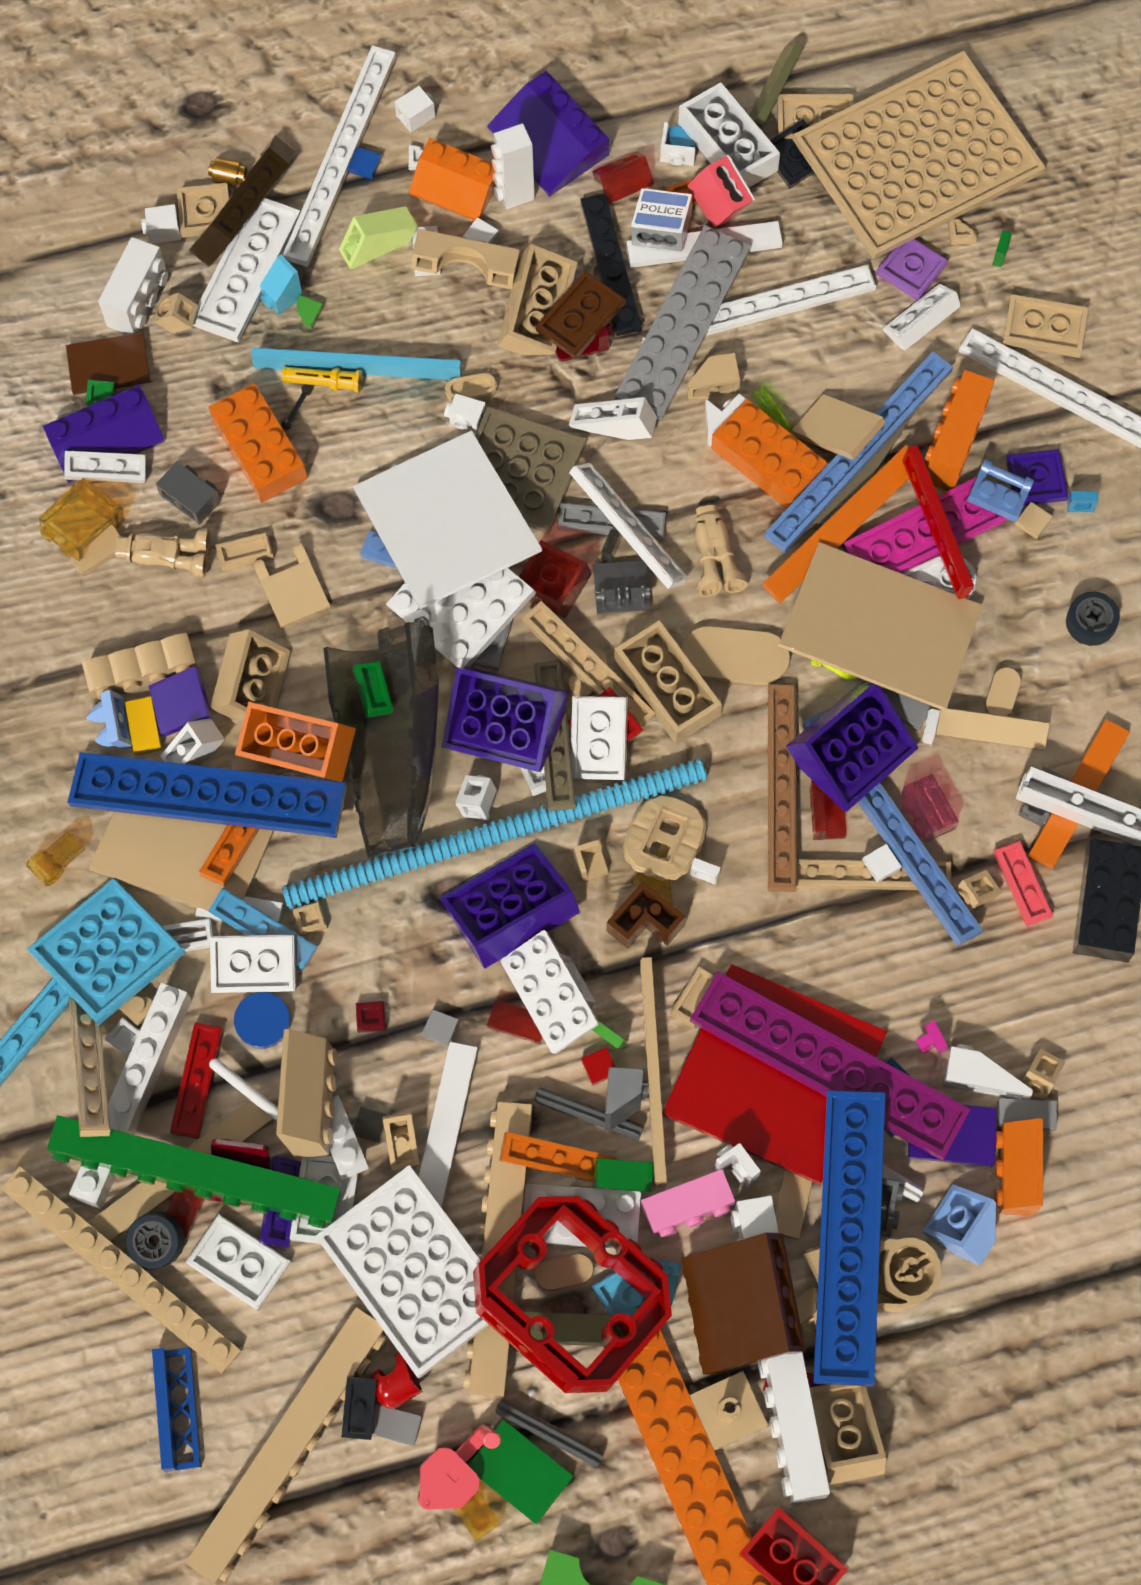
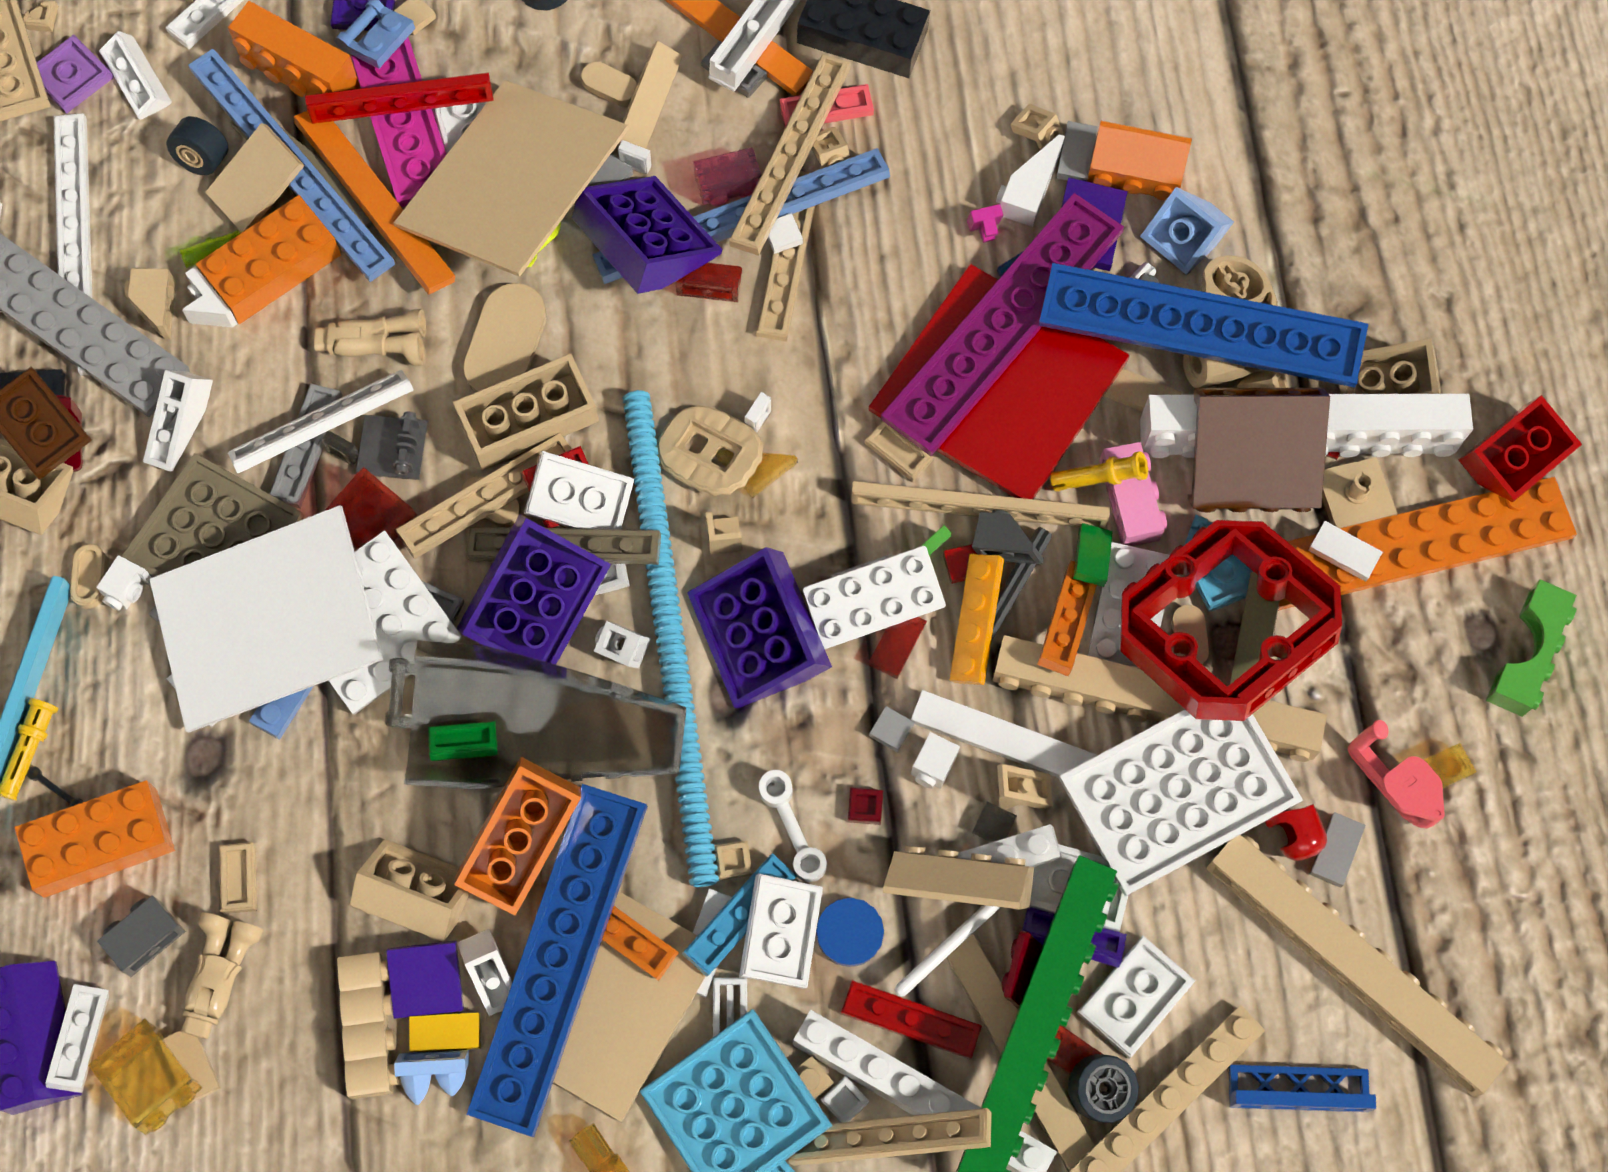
camera: 85 degrees left, 0 degrees up
(294, 591) = (306, 825): tan flag -> none
(314, 977) = (809, 862): none -> white piece
(359, 1407) = (1325, 873): black plate -> none
(414, 1065) = (934, 761): none -> white brick
(521, 1473) = (1412, 710): green tile -> none
(546, 1082) = (976, 619): none -> light orange plate
(549, 1432) = (1363, 679): dark grey axle -> none
(644, 911) = (797, 481): reddish brown brick -> none
(664, 1400) = (1345, 551): none -> white tile
(697, 1176) = (1112, 471): none -> yellow pin
(743, 1166) = (1101, 430): white bracket -> none
(781, 788) = (673, 319): medium nougat tile -> none
(860, 376) = (197, 145): none -> black wheel
(961, 855) = (790, 154): none -> tan tile

